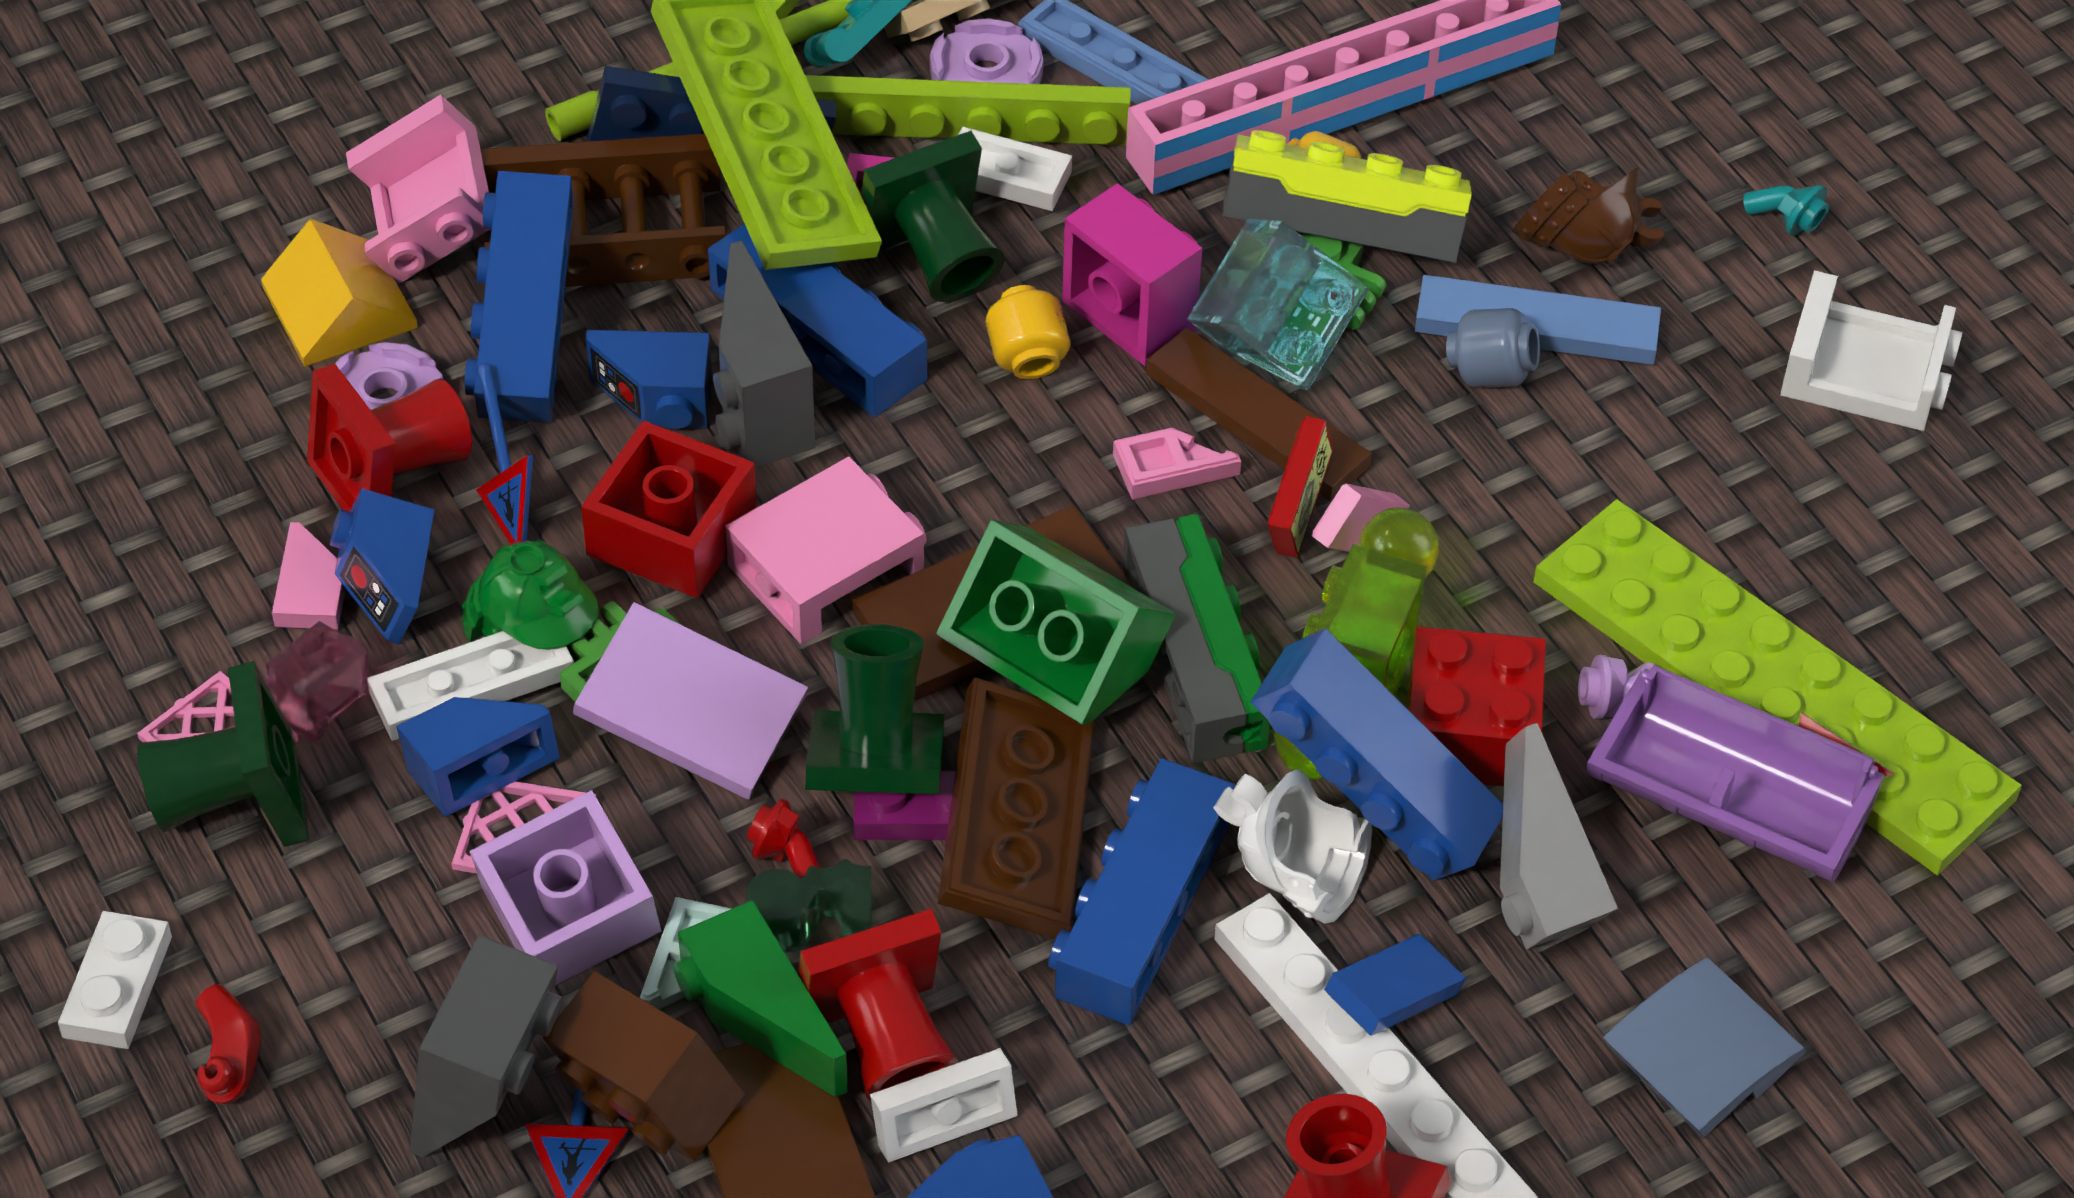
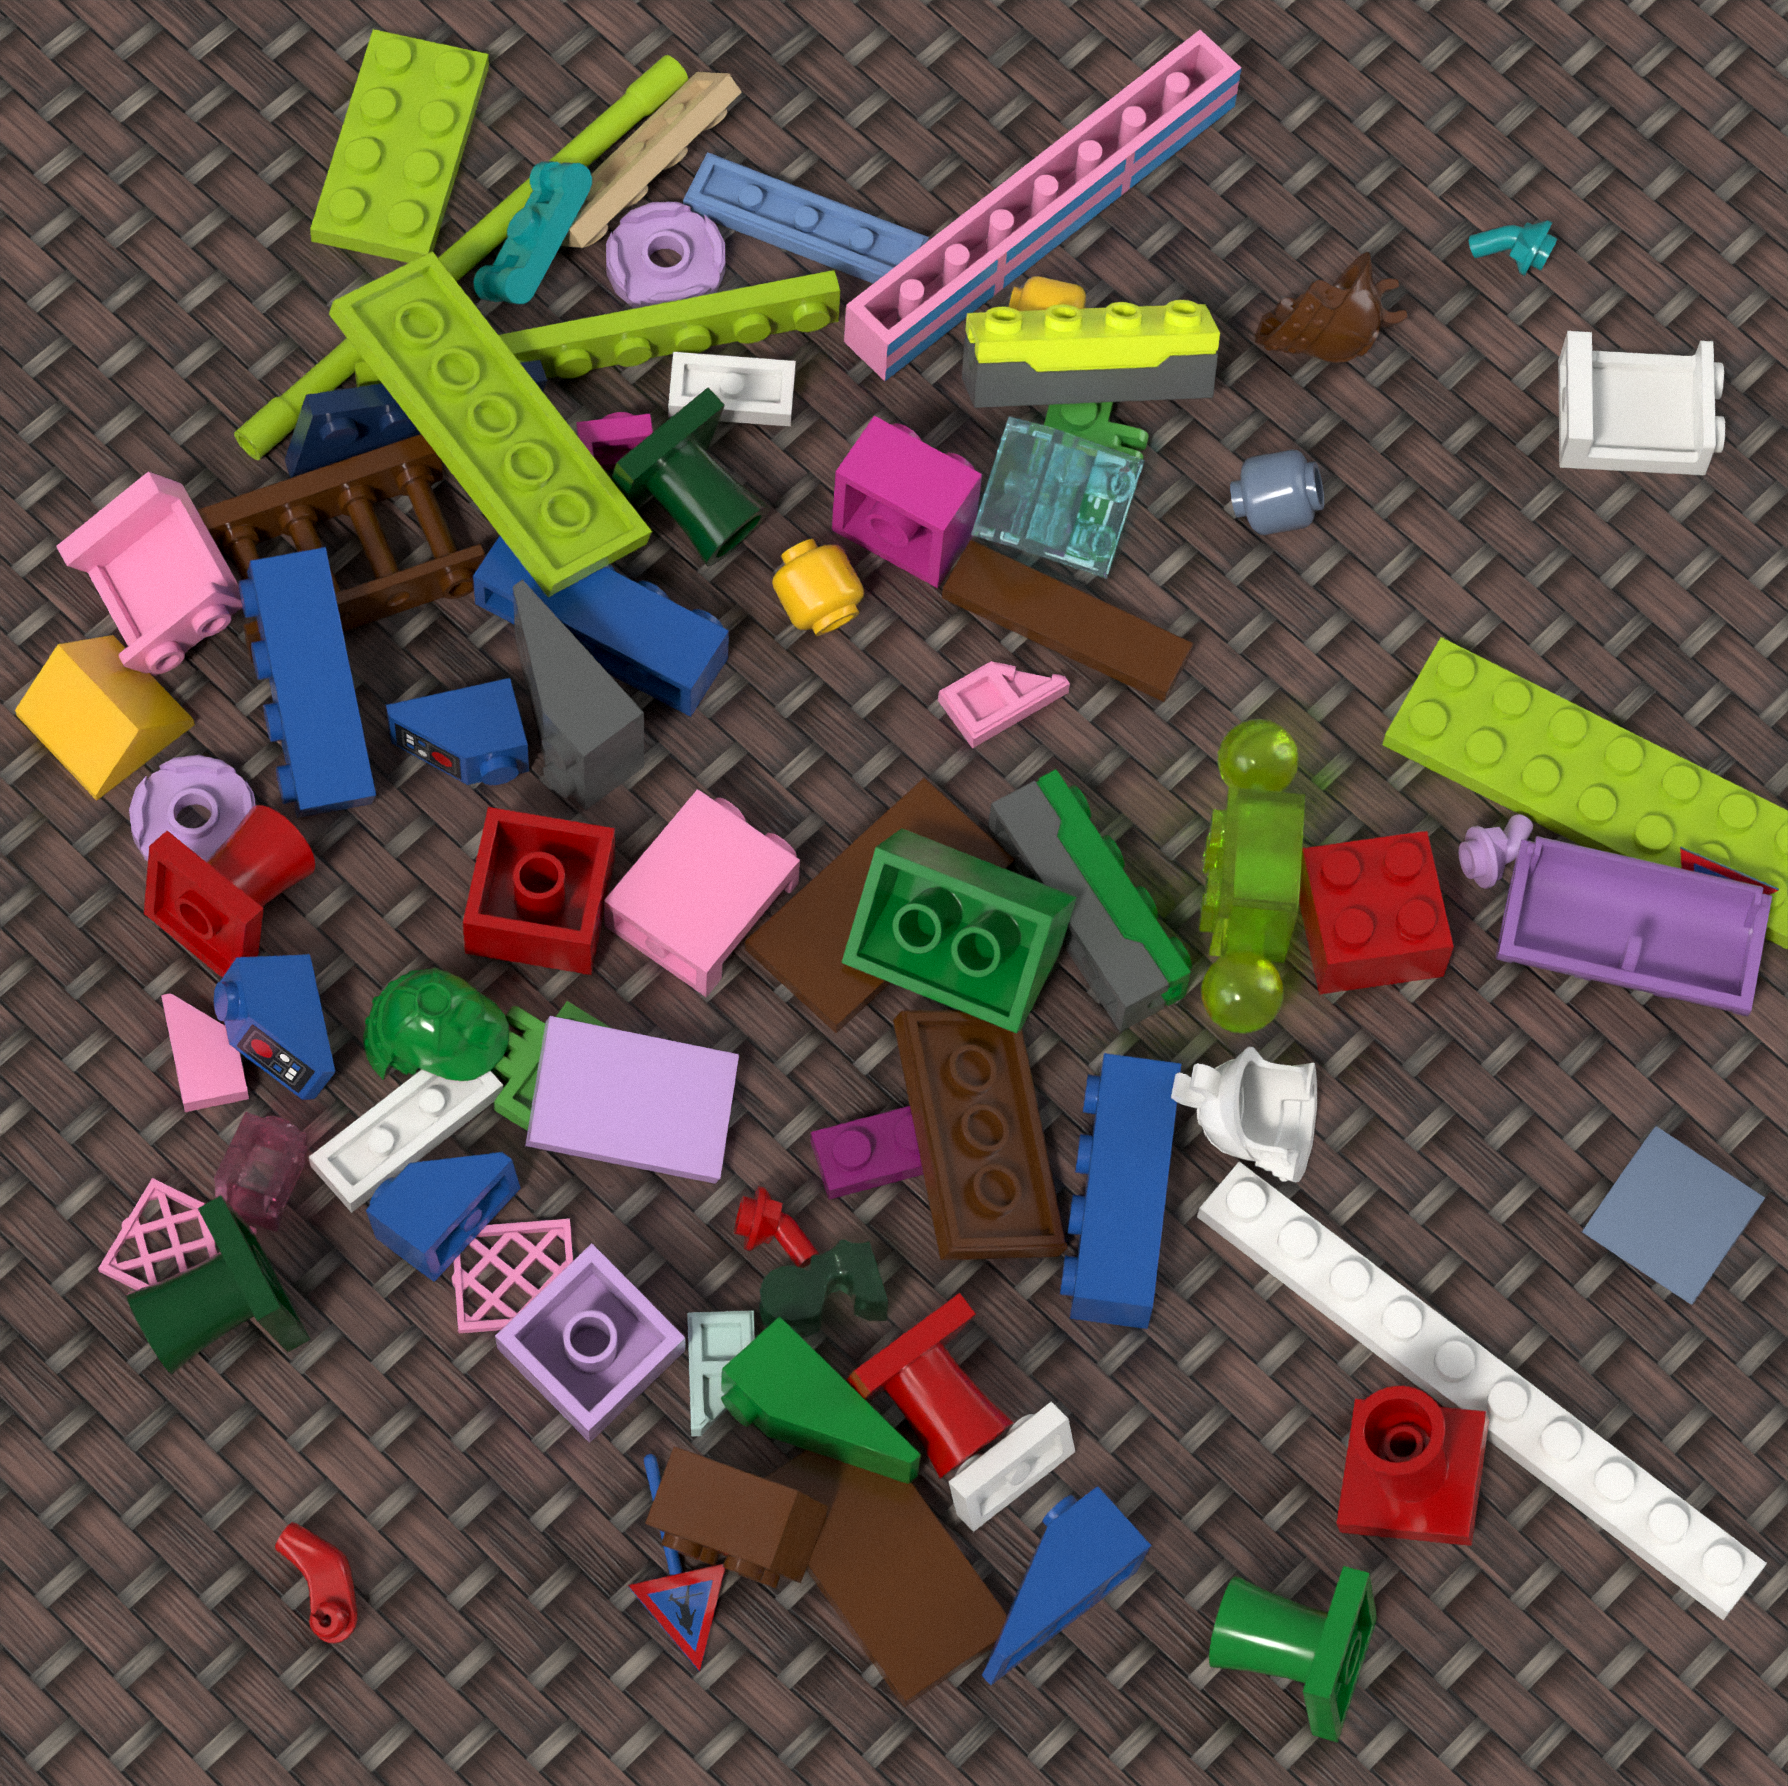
camera: 20 degrees left, 15 degrees up
(115, 980) = (185, 1541): white plate -> none
(481, 1041) = (592, 1544): dark grey slope -> none
(508, 492) = (368, 905): blue piece -> none
(875, 735) = (830, 1094): dark green plant -> none
(1300, 486) = (1141, 707): red tile -> none
(1350, 512) = (1203, 723): bright pink tile -> none
(1378, 755) = (1313, 1009): blue brick -> none
(1394, 984) = (1383, 1230): blue tile -> none
(1546, 859) = (1483, 1059): light grey slope -> none
(1562, 320) = (1330, 435): medium blue tile -> none

